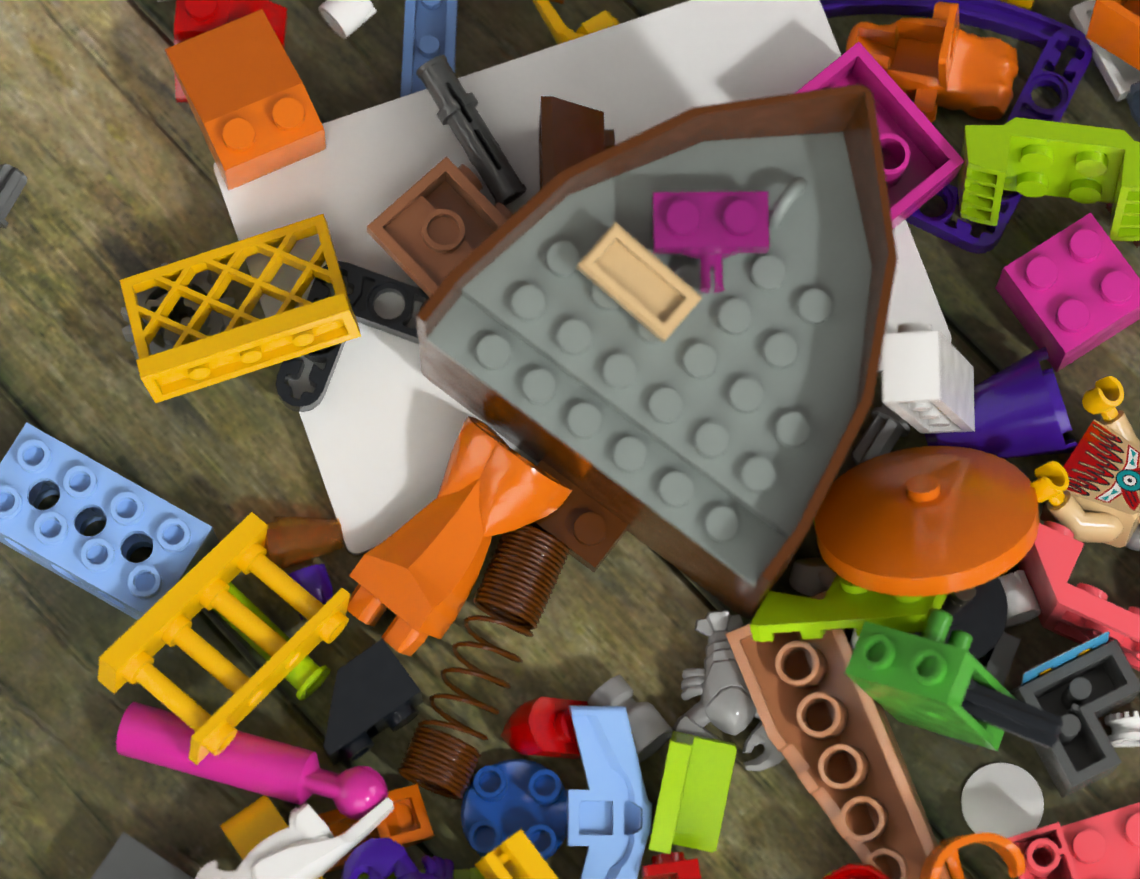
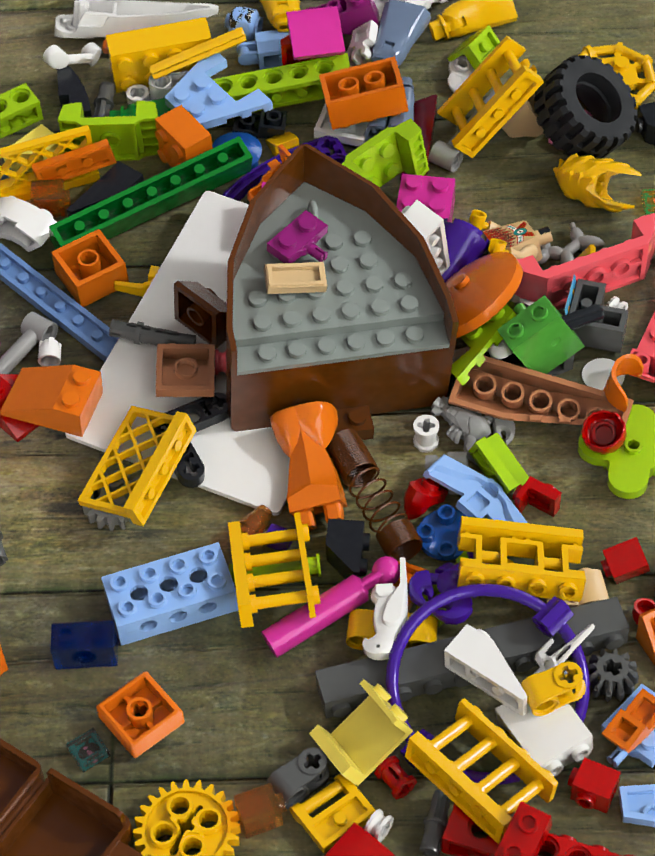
camera: 45 degrees left, 20 degrees down
(660, 626) = (426, 432): none -> white bush

